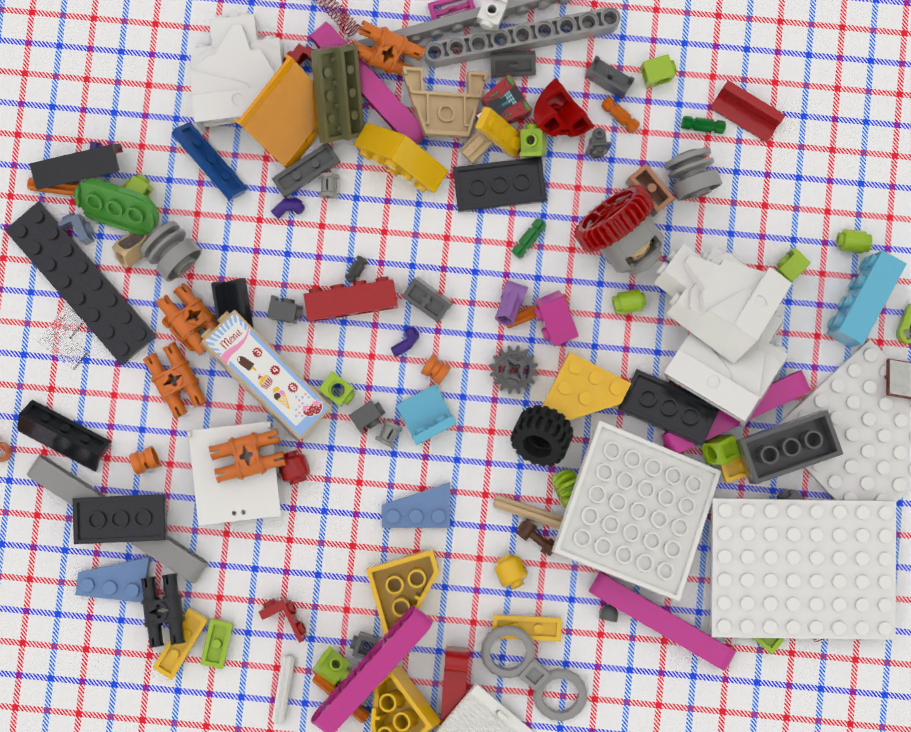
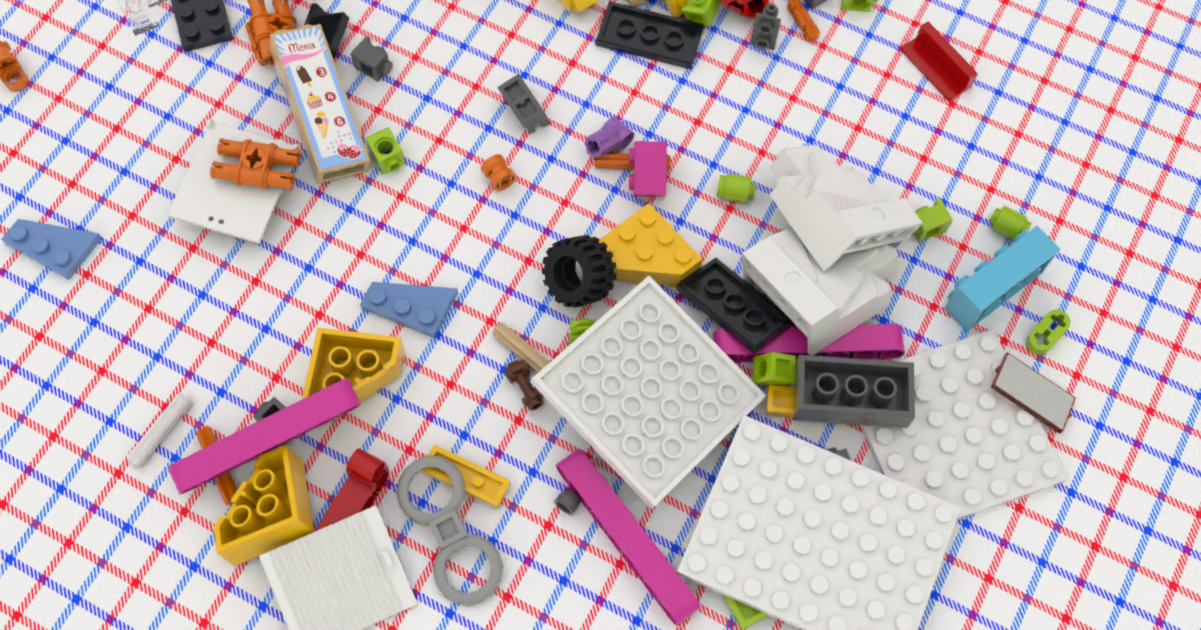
camera: 20 degrees right, 20 degrees down
(62, 435) = (85, 87): black panel -> none
(69, 486) = (91, 186): light grey beam -> none
(120, 519) = (91, 177): black tile -> none
(144, 460) = (149, 139): orange wheel -> none
(163, 378) = (226, 80): orange pin -> none
(172, 617) = (79, 286): black pin -> none
(174, 655) = (78, 333): yellow plate -> none
(217, 643) = (116, 349): lime plate -> none
(272, 607) = (204, 337): red bracket -> none
(295, 469) = (299, 208): red head -> none
(325, 669) = (223, 419): lime brick -> none
(350, 300) = (444, 76): red brick -> none
(356, 268) = (465, 53): dark grey piece -> none
(367, 415) = (403, 187): dark grey brick -> none
(388, 433) = (417, 214): light grey bush -> none
(406, 344) = (487, 136): dark purple arm -> none
(426, 414) = (466, 213): medium azure bracket -> none
(511, 571) = (477, 406): yellow head -> none
(522, 382) = (569, 208): dark grey gear -> none
(529, 238) = (657, 92): green axle -> none
(623, 231) = (758, 107): piece -> none
(649, 180) = (804, 90): nougat brick -> none
(694, 176) = (856, 89): light grey wheel -> none
(703, 124) = (887, 58): green axle -> none

